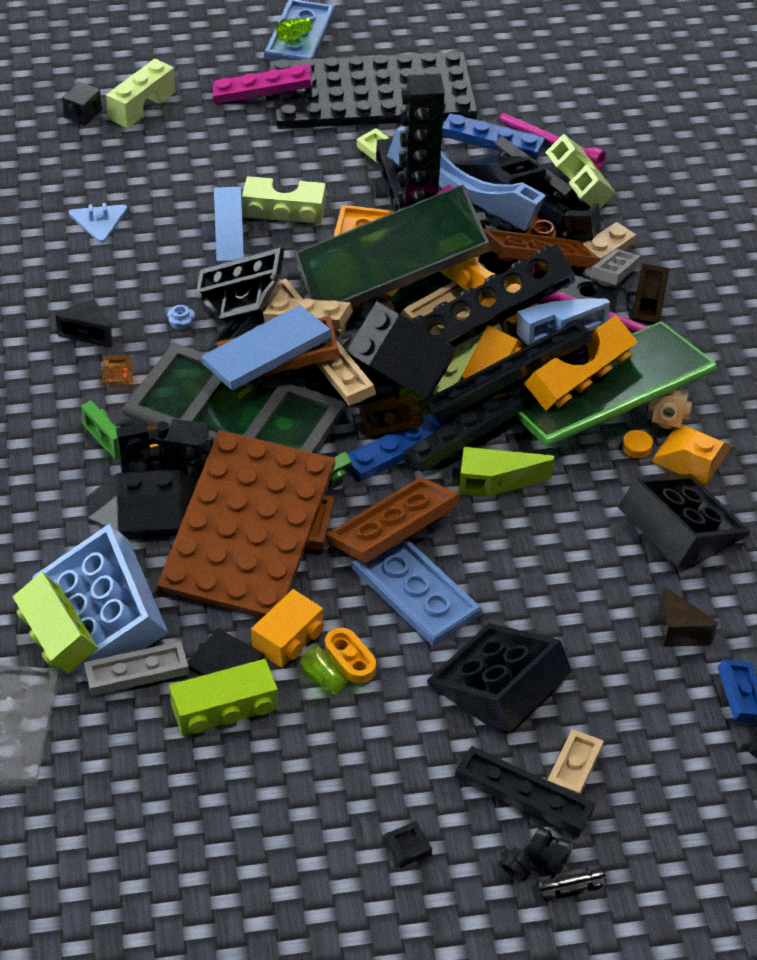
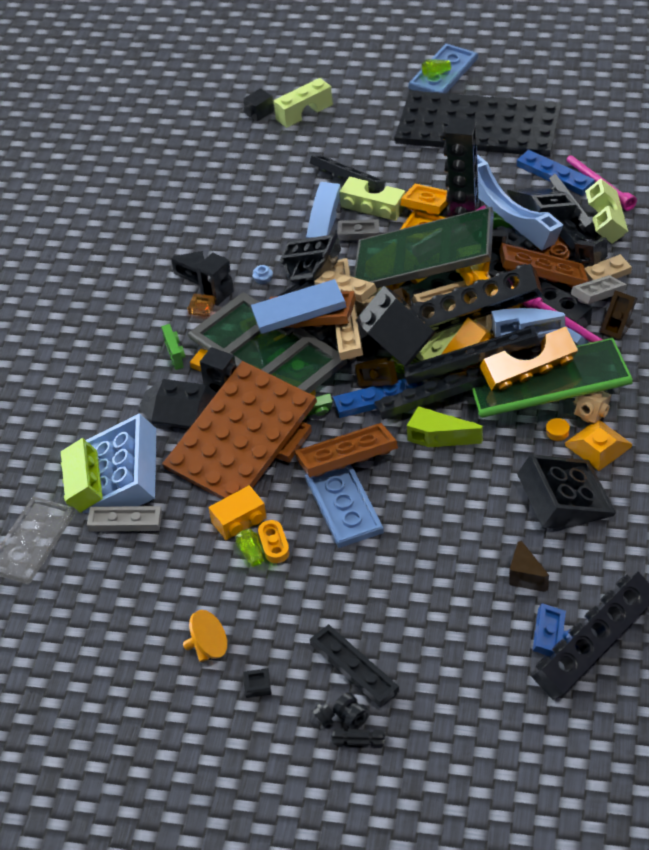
camera: 25 degrees right, 0 degrees up
(98, 220) = (237, 194): light blue piece -> none
(132, 336) = (220, 282): none -> black brick
(135, 448) = (183, 362): black plate -> none
(221, 653) = (188, 526): black piece -> none
(223, 697) = (173, 551): lime brick -> none
(226, 171) = (341, 170): none -> black plate
(262, 84) = (394, 107): dark pink plate -> none
(290, 239) = (357, 229): none -> flat silver plate
(323, 801) = (207, 636): none -> light orange shield
(353, 190) = (425, 199): none -> light orange plate
(502, 674) = (375, 579): black slope -> none
(576, 761) = (399, 654): tan plate -> none

